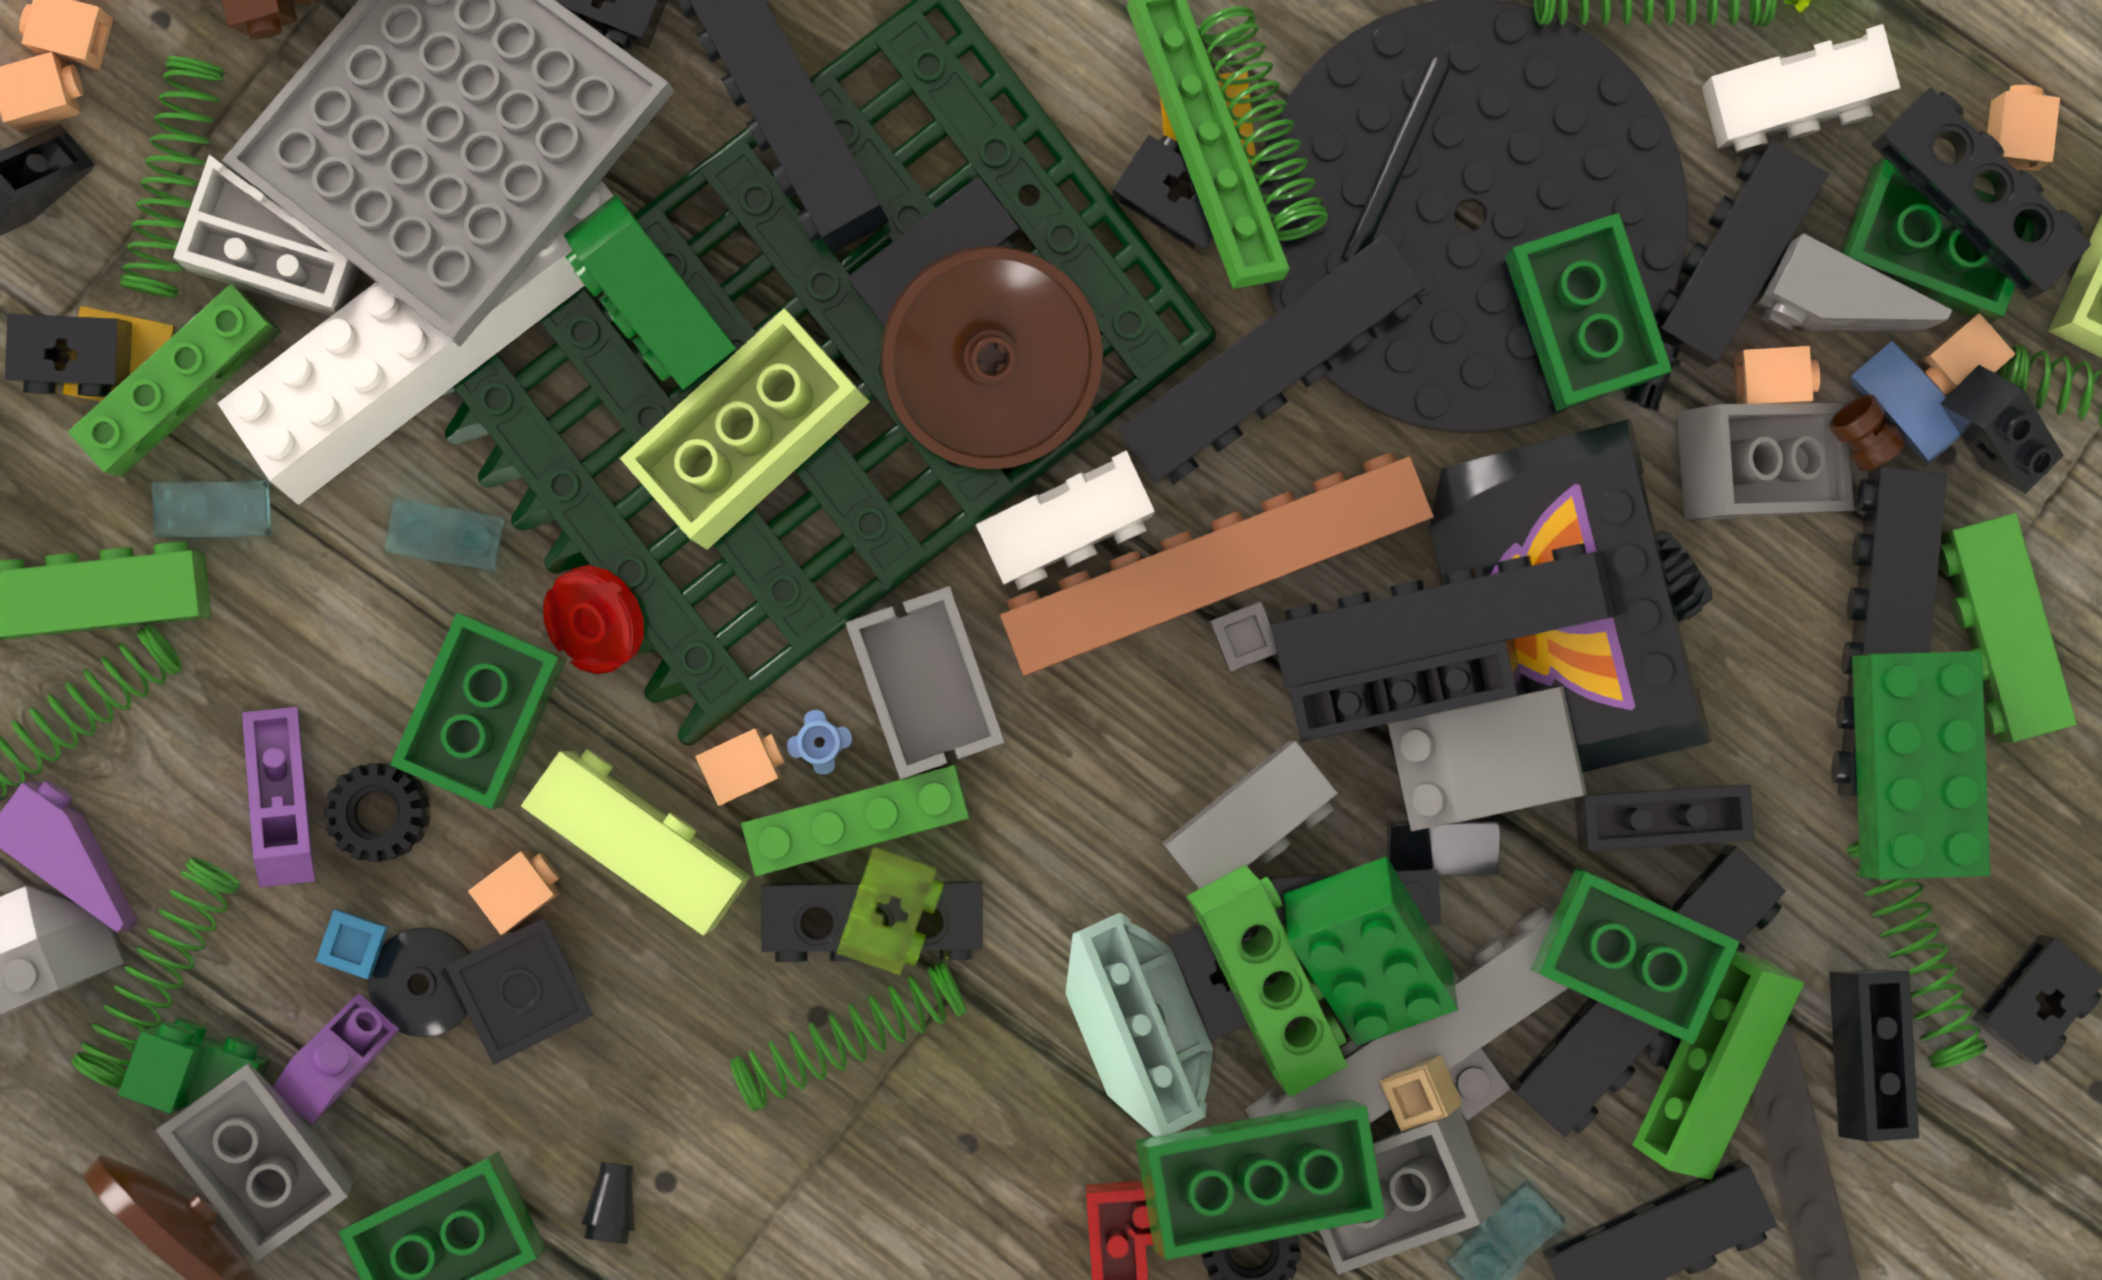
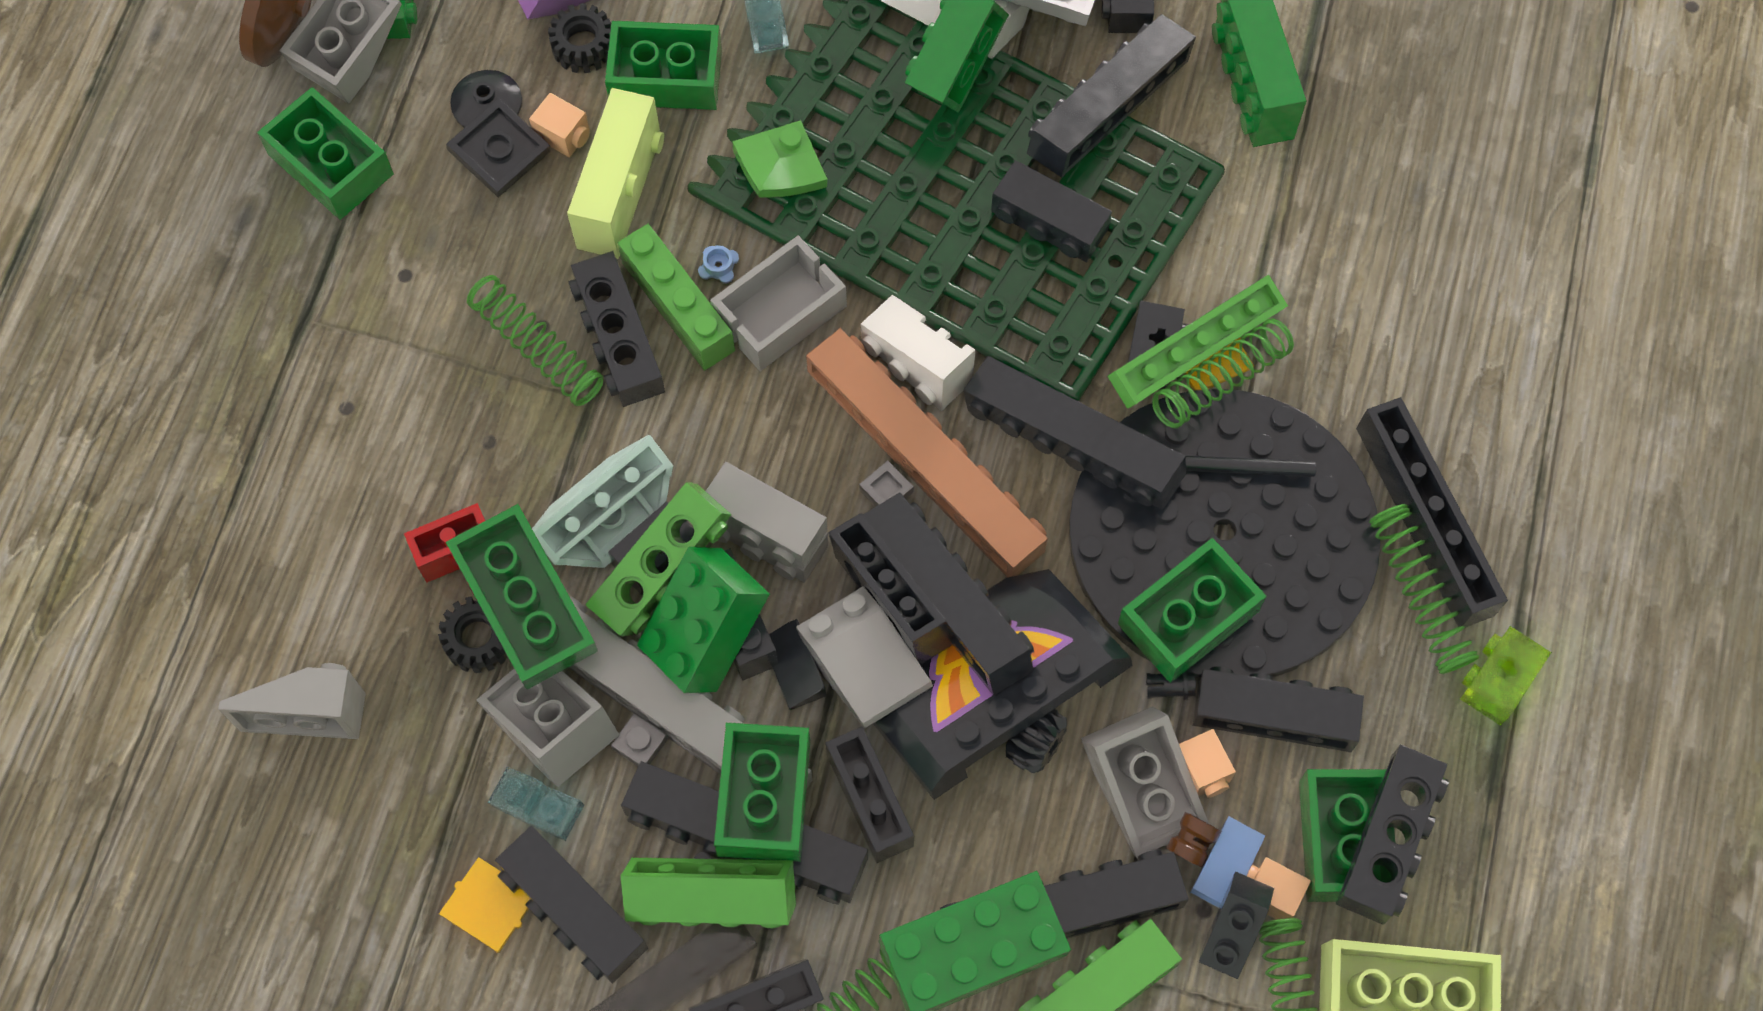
camera: 70 degrees right, 20 degrees down
(334, 1059) = (420, 63): medium lavender slope -> none
(352, 943) = (496, 51): dark azure plate -> none
(609, 620) = (745, 108): red tile -> none
(611, 1205) = (378, 244): black cone -> none
(707, 603) = (780, 162): none -> bright green plate
(741, 765) = (685, 221): light nougat brick -> none
(744, 430) = (896, 138): yellowish green brick -> none
(865, 933) = (607, 309): clear neon green brick -> none
(991, 357) = (1001, 258): reddish brown dish -> none
(1421, 1093) = (619, 695): tan slope -> none
(1801, 91) = (1404, 704): white wedge -> none
(1834, 293) = (1276, 777): light grey slope -> none
(2025, 126) = (1453, 870): light nougat brick -> none

